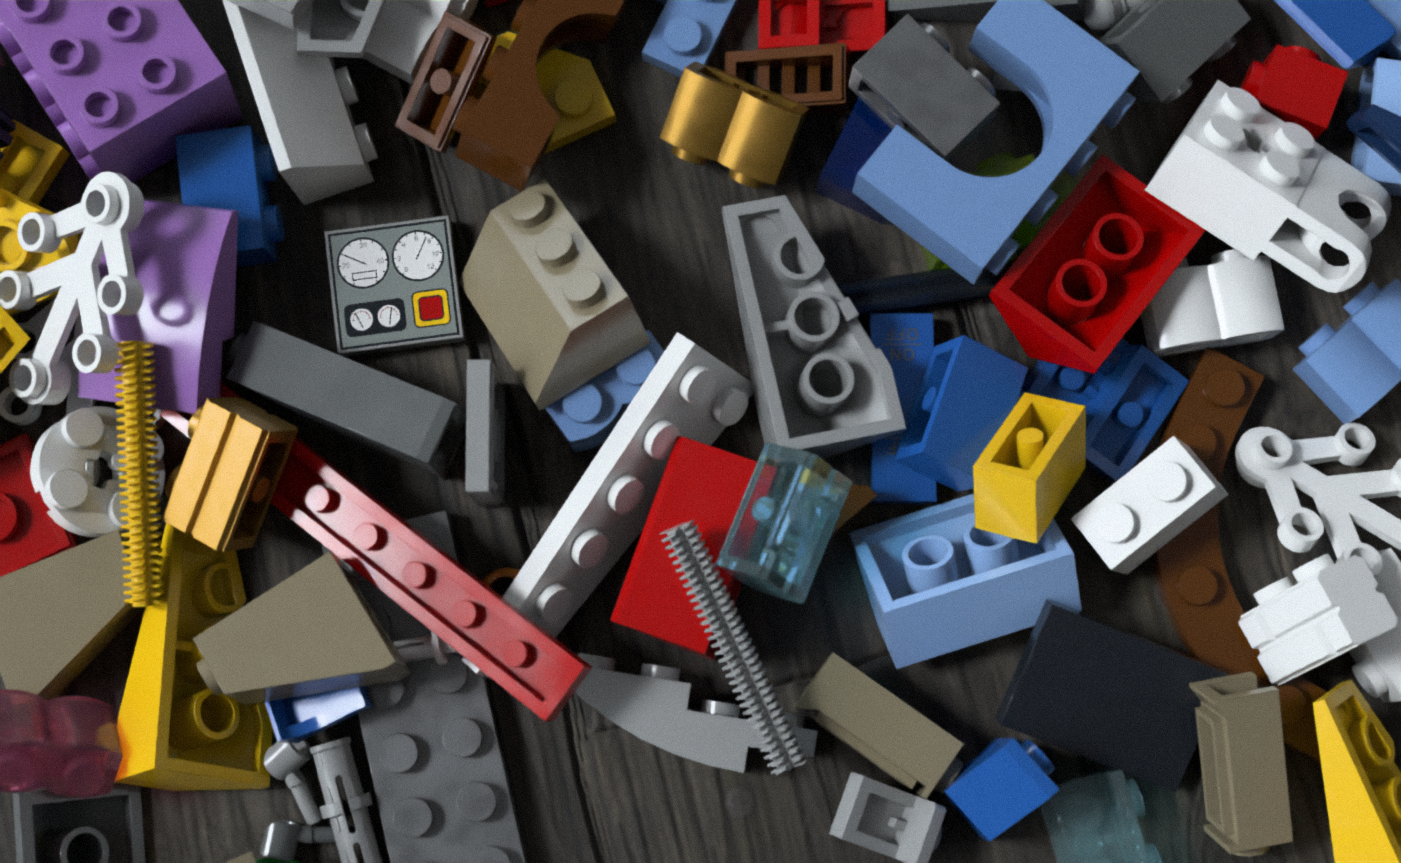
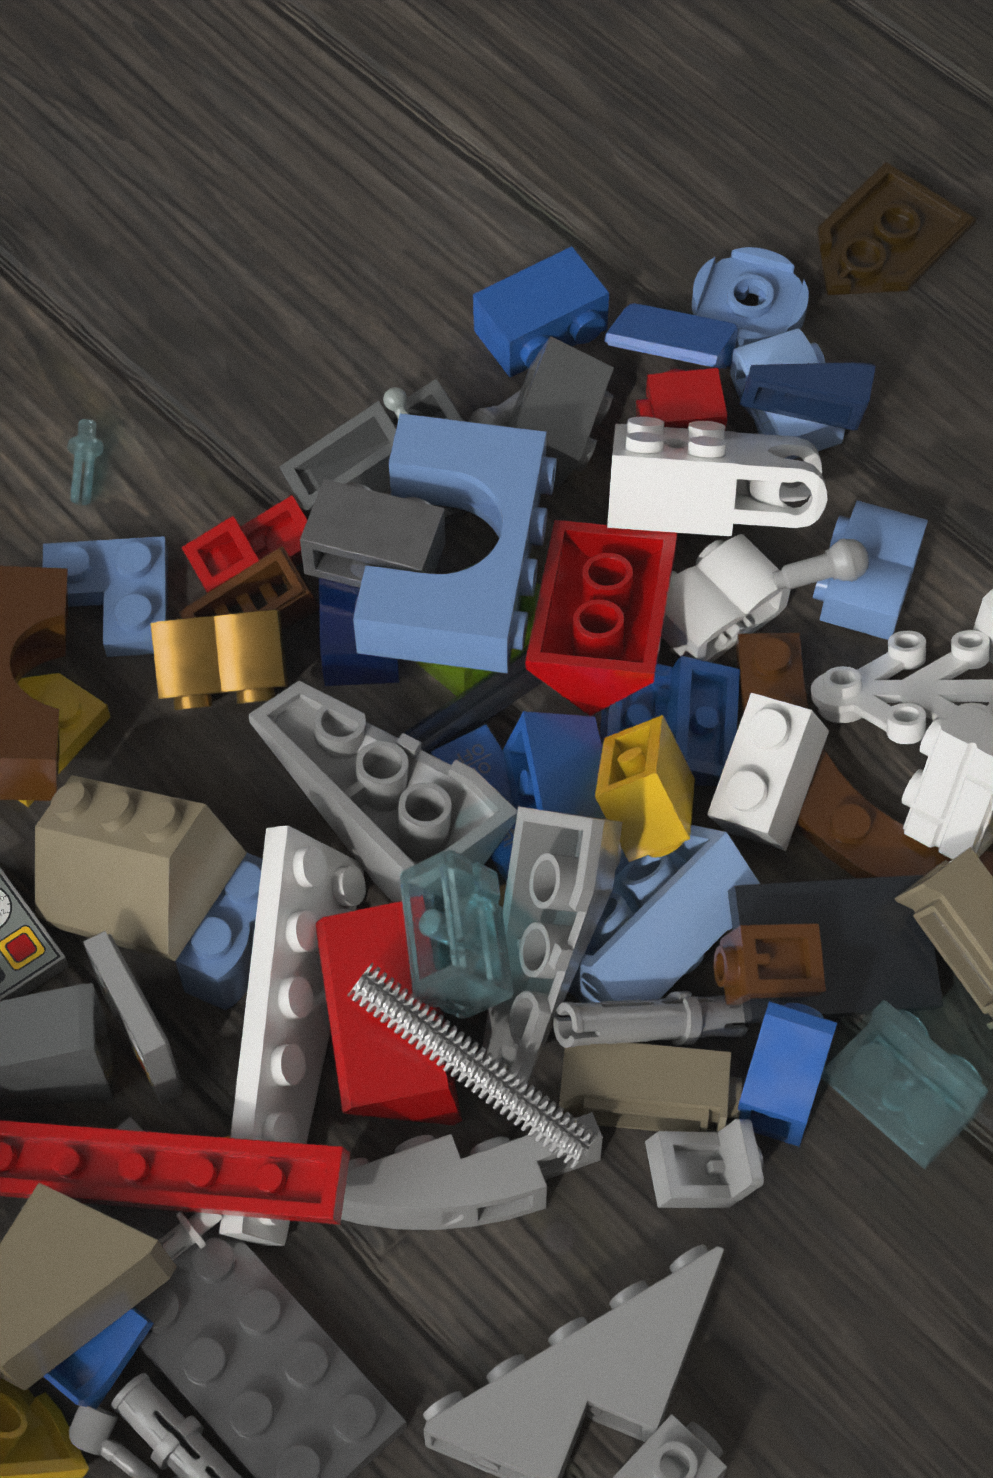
camera: 30 degrees left, 20 degrees down
(880, 540) = (551, 907): none -> light grey wedge
(937, 683) = (630, 1021): none -> light grey pin
(1041, 690) = (770, 962): none -> reddish brown bracket
(1341, 342) = (842, 561): none -> light grey piece

